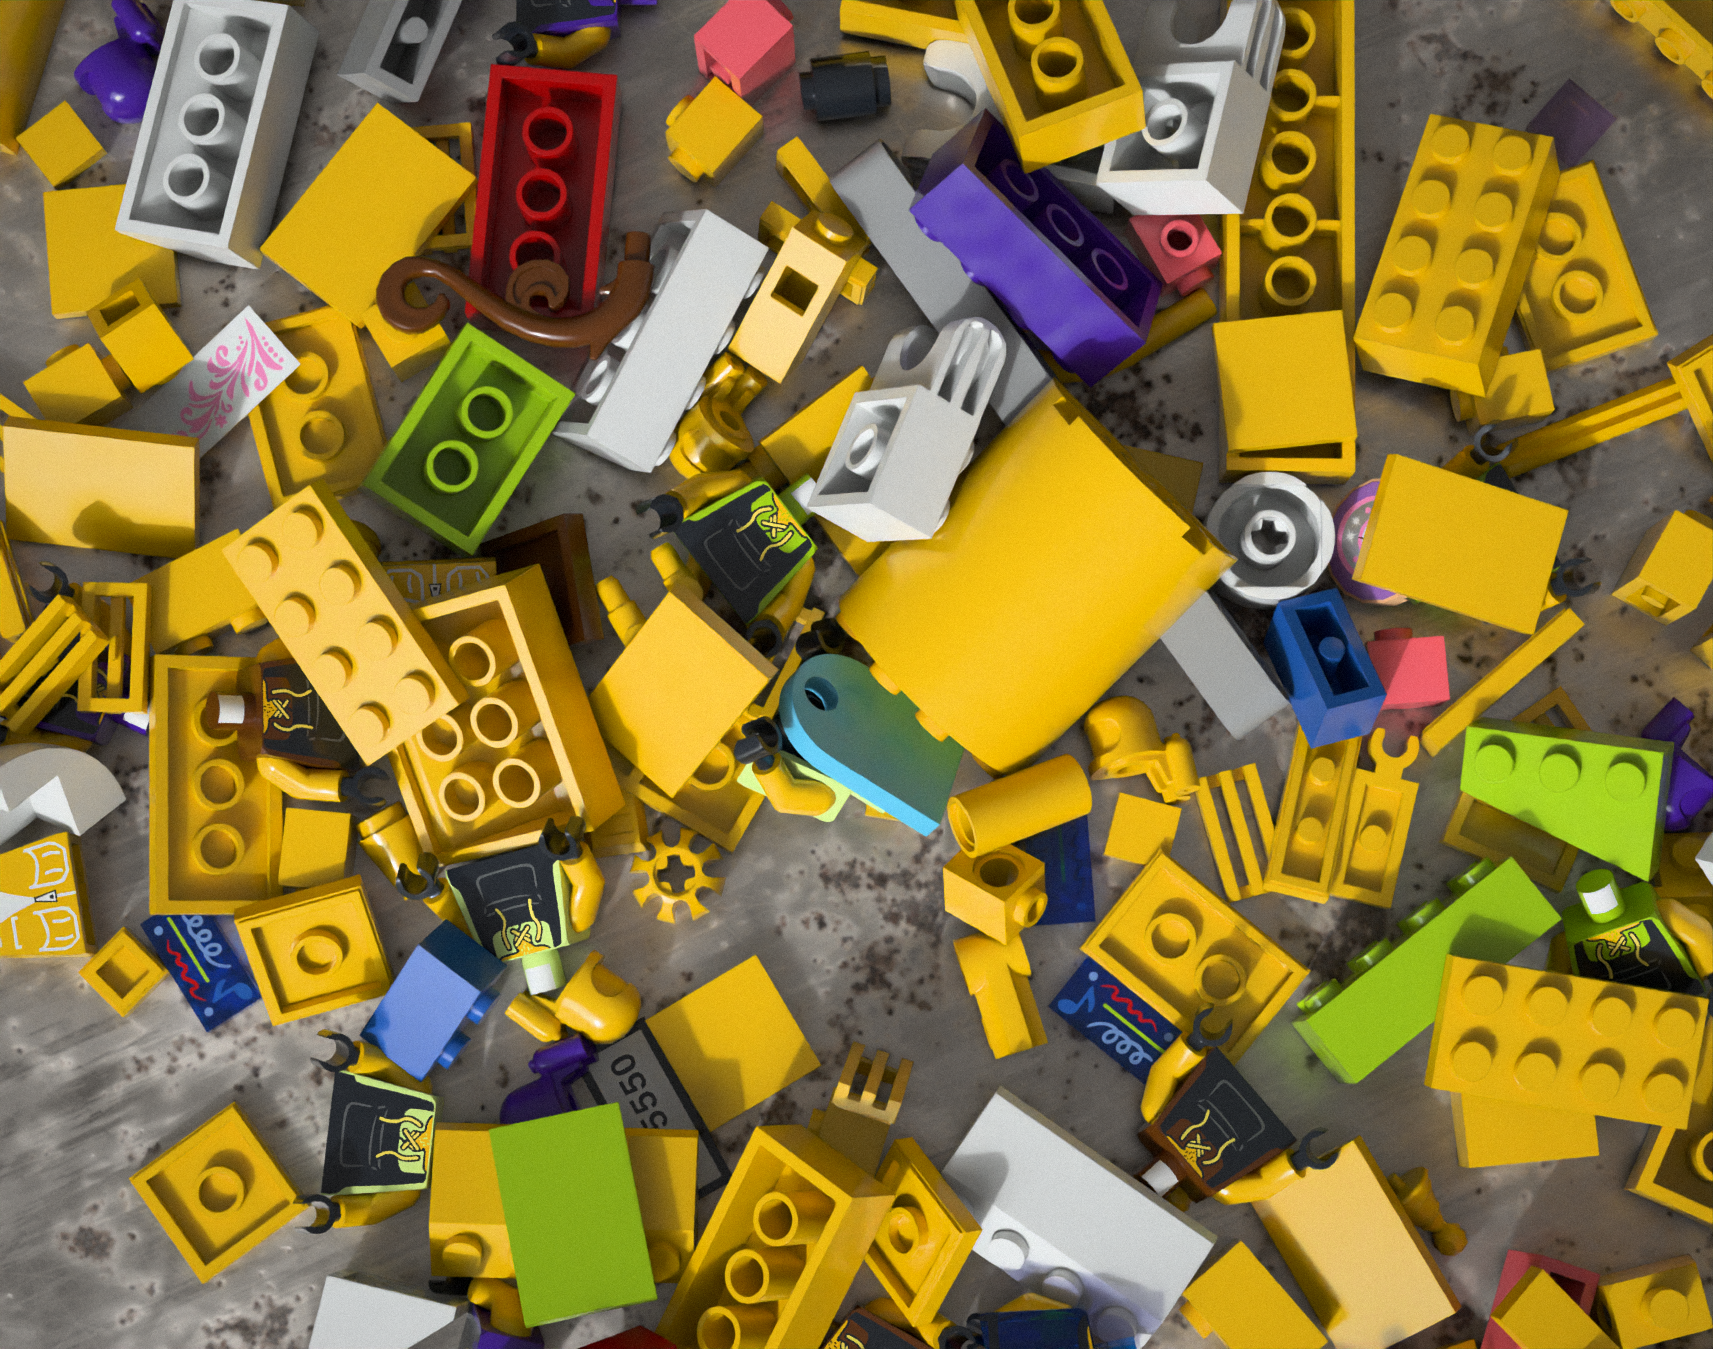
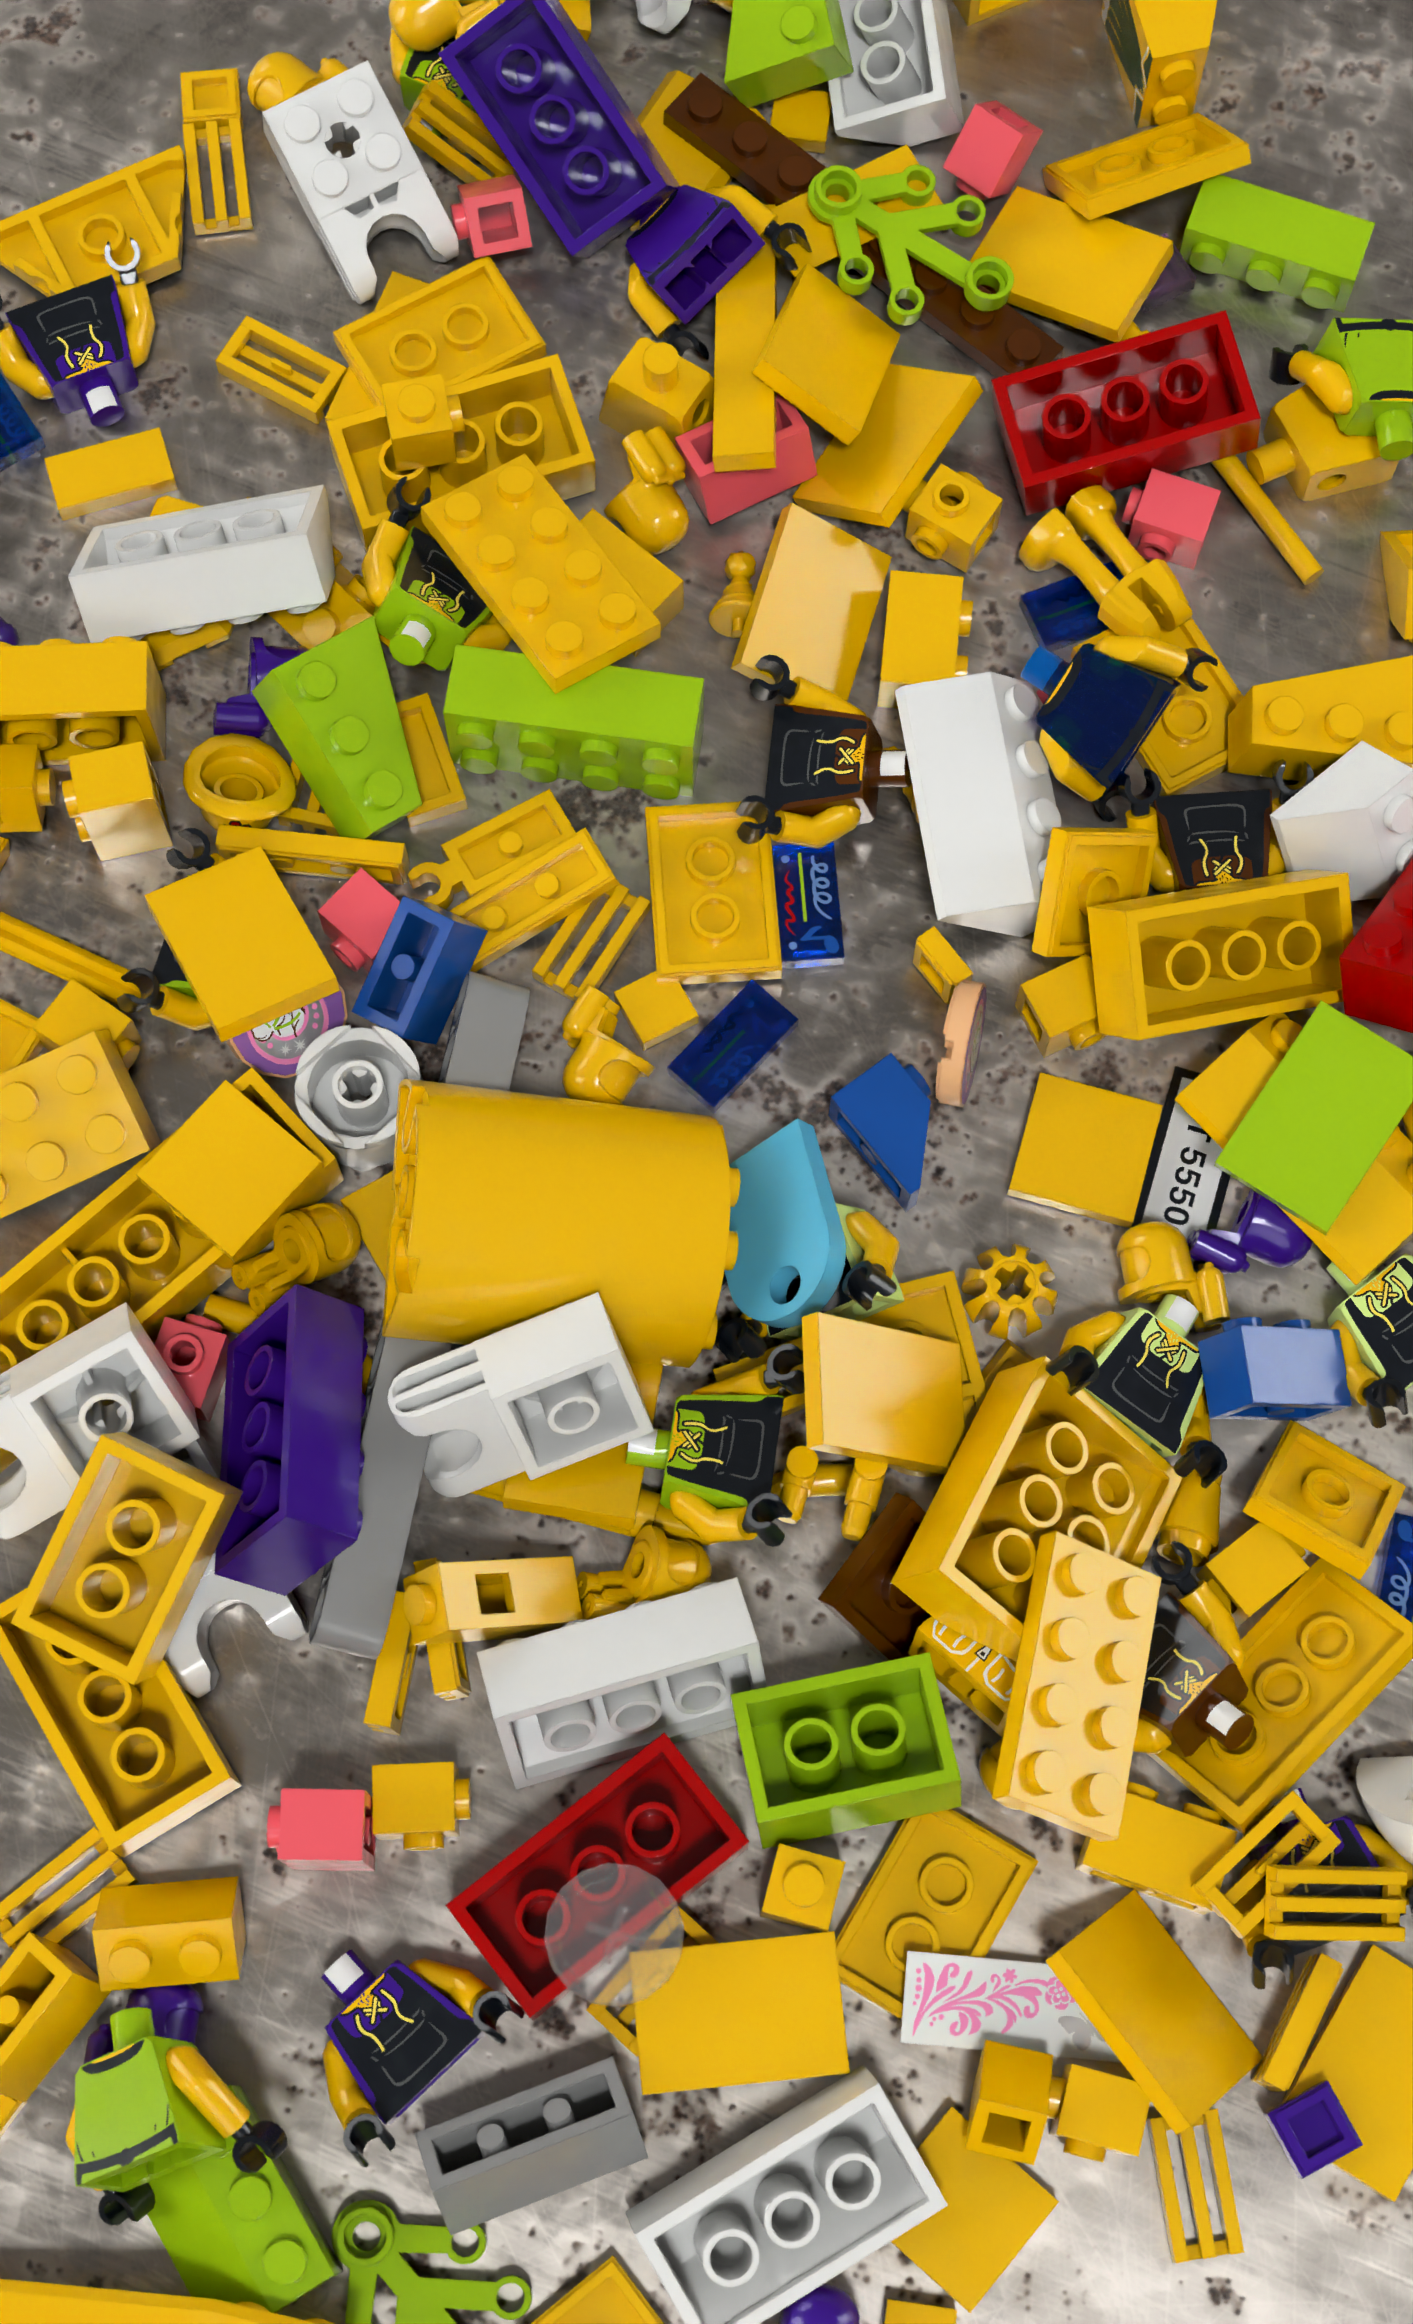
camera: 135 degrees left, 10 degrees down
(487, 162) = (614, 1935): none -> clear tile
(533, 279) = (665, 1719): reddish brown plant -> none
(845, 85) = (284, 1733): black brick -> none
(876, 1072) = (1004, 1021): yellow tile -> none
(885, 911) = (887, 1124): none -> blue slope
(892, 1018) = (963, 1042): none -> light nougat tile
(971, 1070) = (940, 963): none -> yellow tile
(996, 891) = (781, 1074): yellow brick -> none
(1002, 990) = (857, 1009): yellow piece -> none
(1019, 805) = (725, 1087): yellow pin -> none
(1183, 401) = (306, 1249): none -> yellow piece
(1561, 1209) = (649, 504): none -> yellow piece
(1610, 674) = (238, 781): none -> yellow hat

